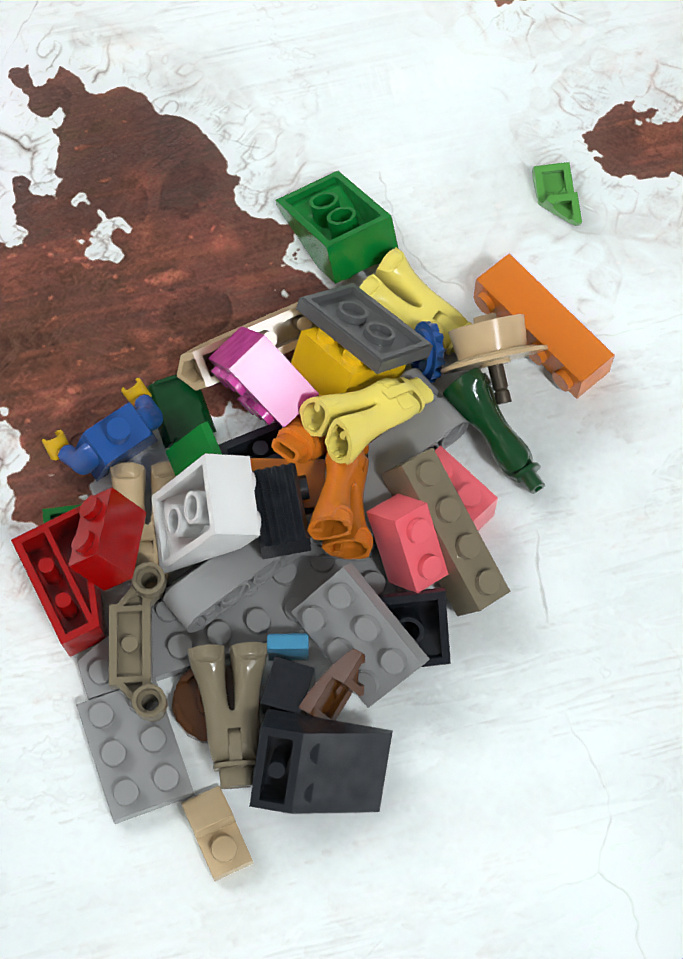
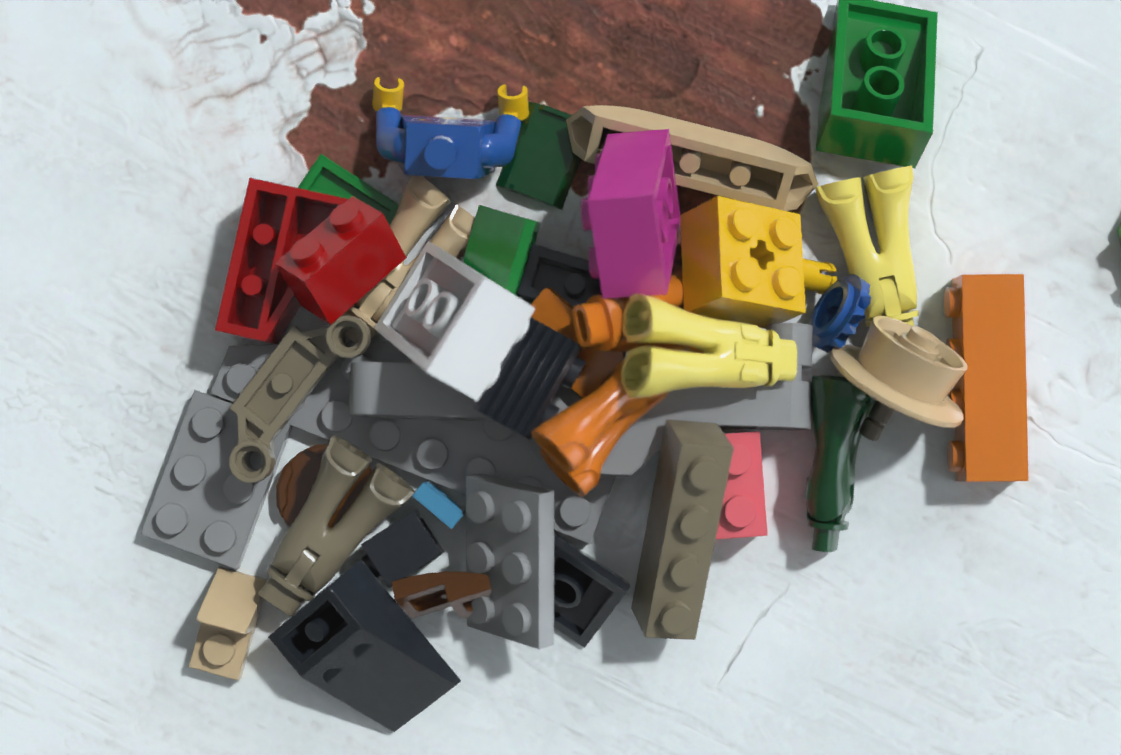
camera: 40 degrees right, 20 degrees up
(364, 327) = (787, 244): dark grey tile -> none
(407, 542) = (631, 512): coral brick -> none

